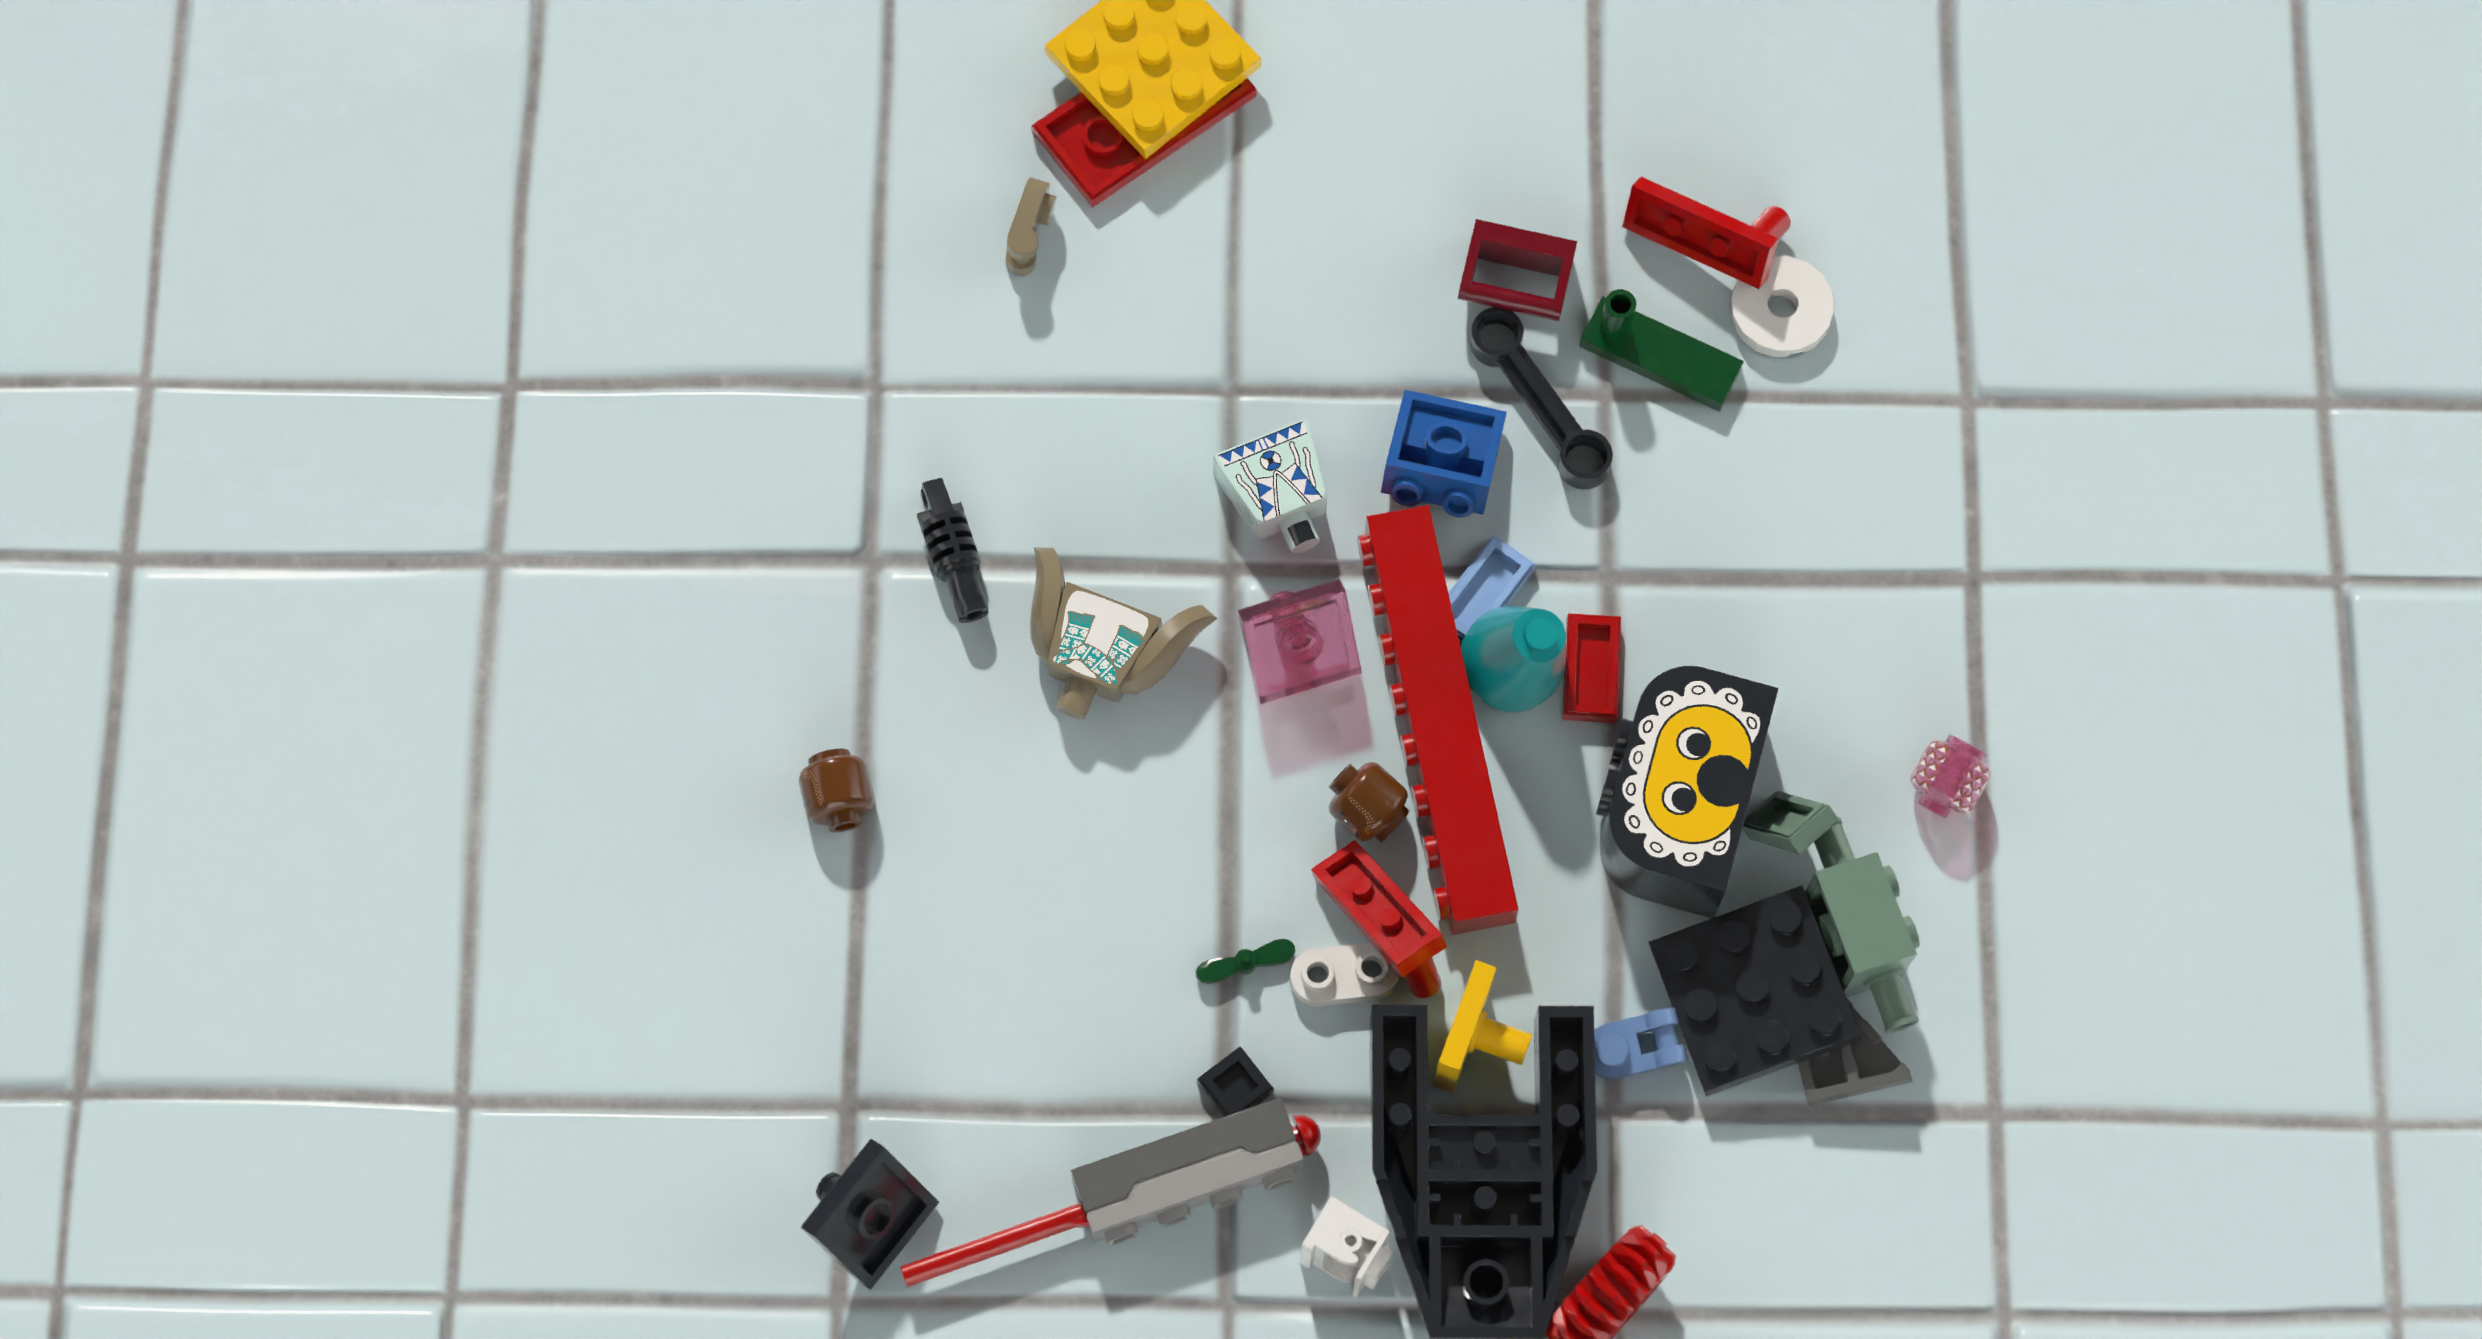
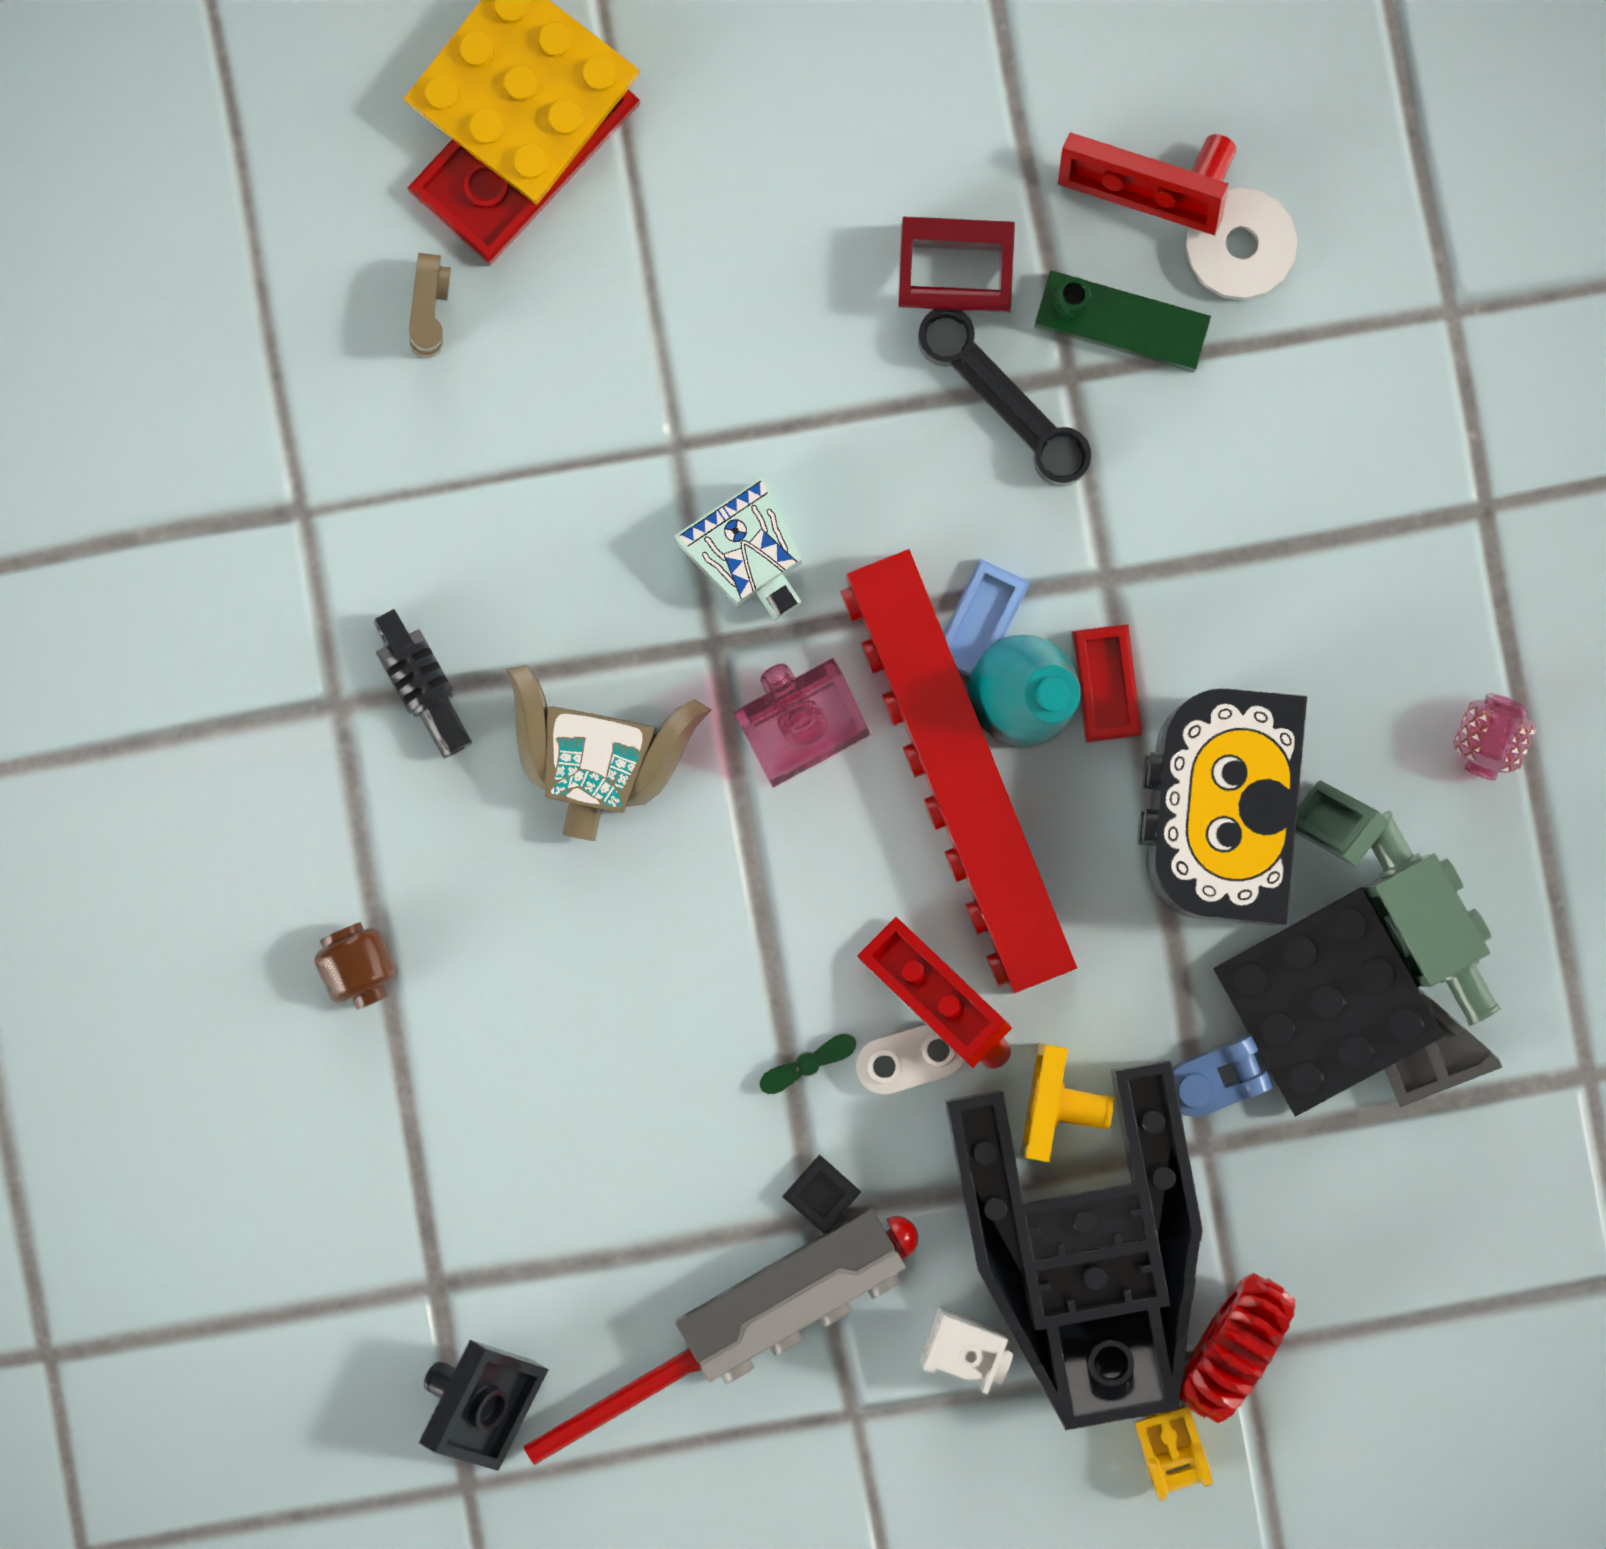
camera: 15 degrees left, 15 degrees up
(1368, 801) = (903, 876): reddish brown head -> none
(1443, 453) = (913, 481): blue plate -> none

